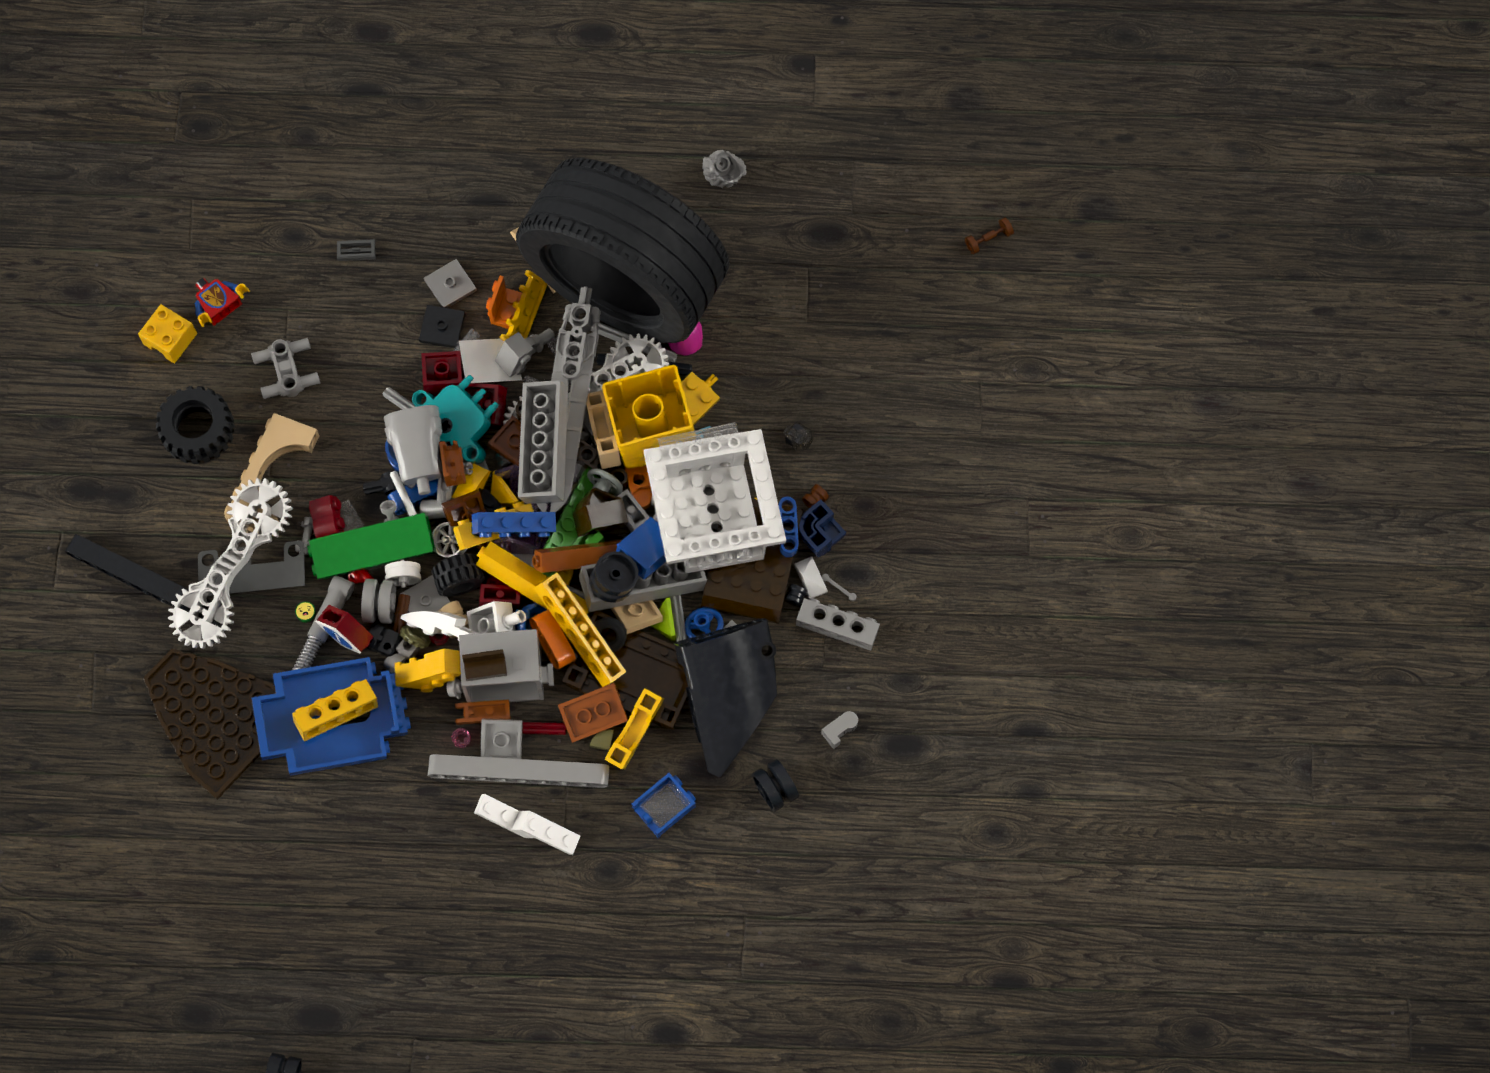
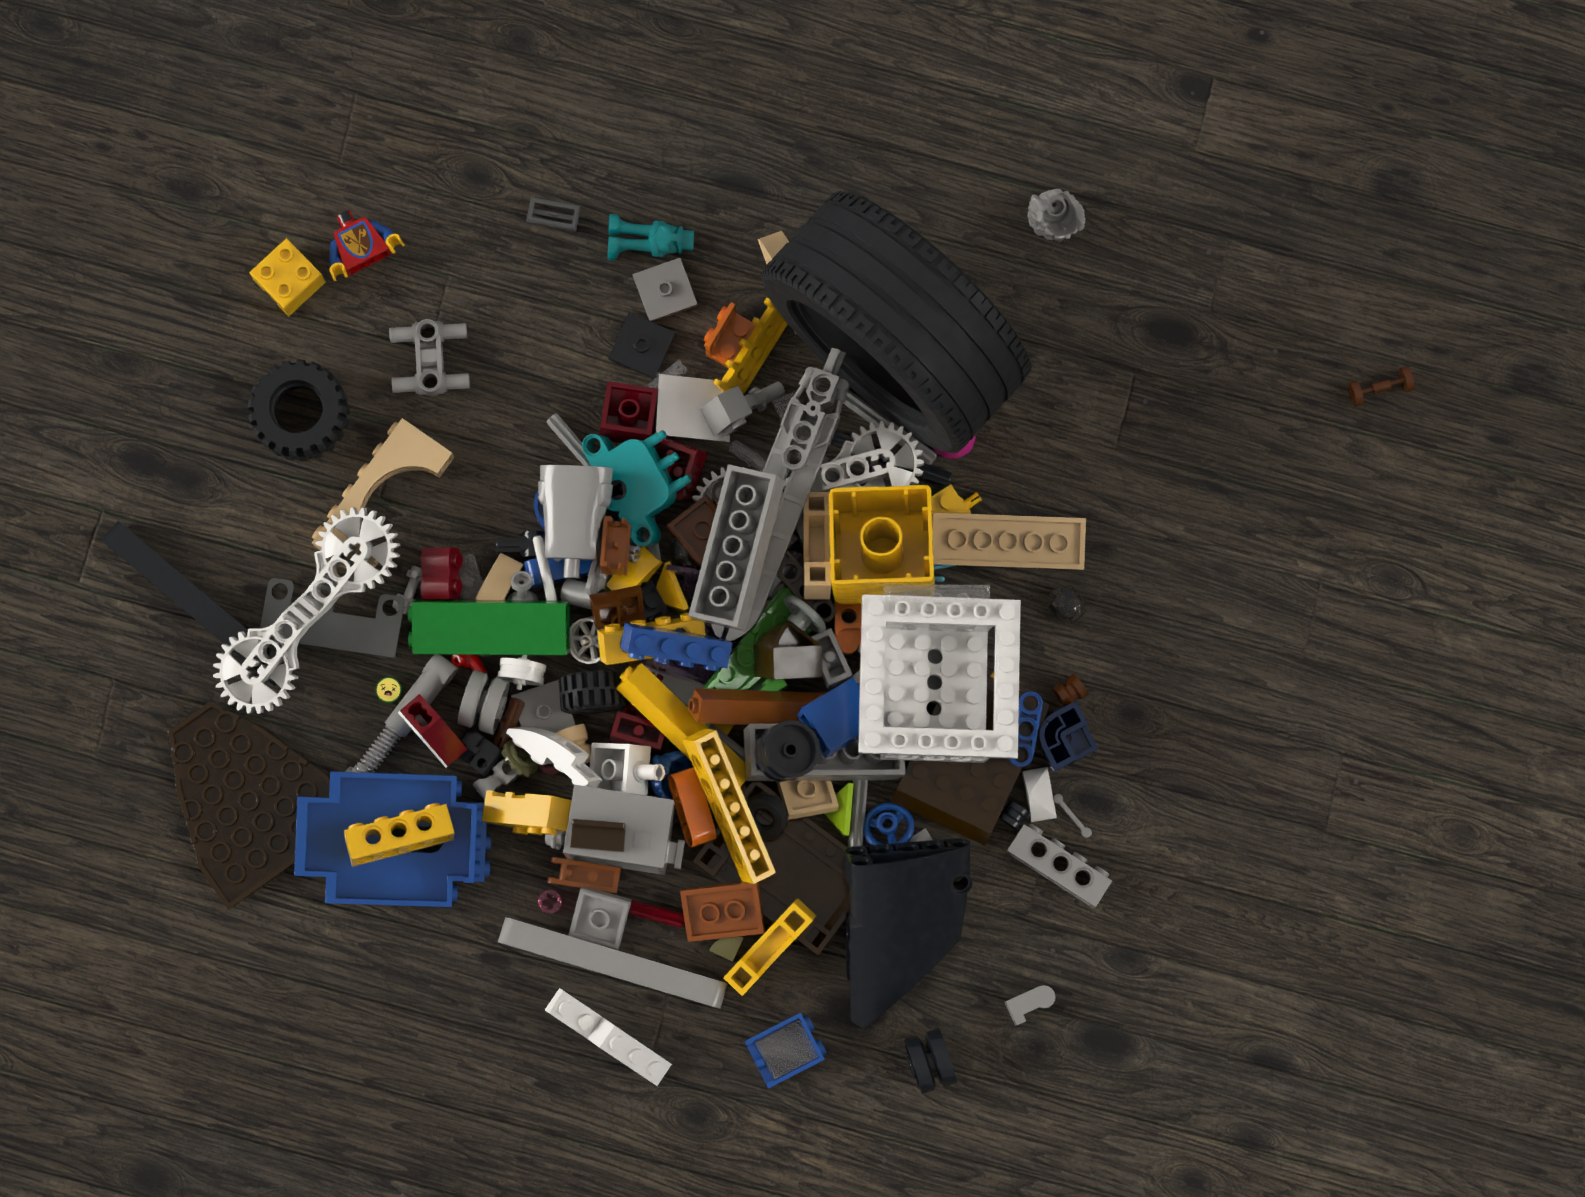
camera: 10 degrees right, 10 degrees up
(371, 511) = (499, 578): none -> tan slope
(440, 249) = (661, 239): none -> teal piece
(745, 400) = (1009, 541): none -> tan plate

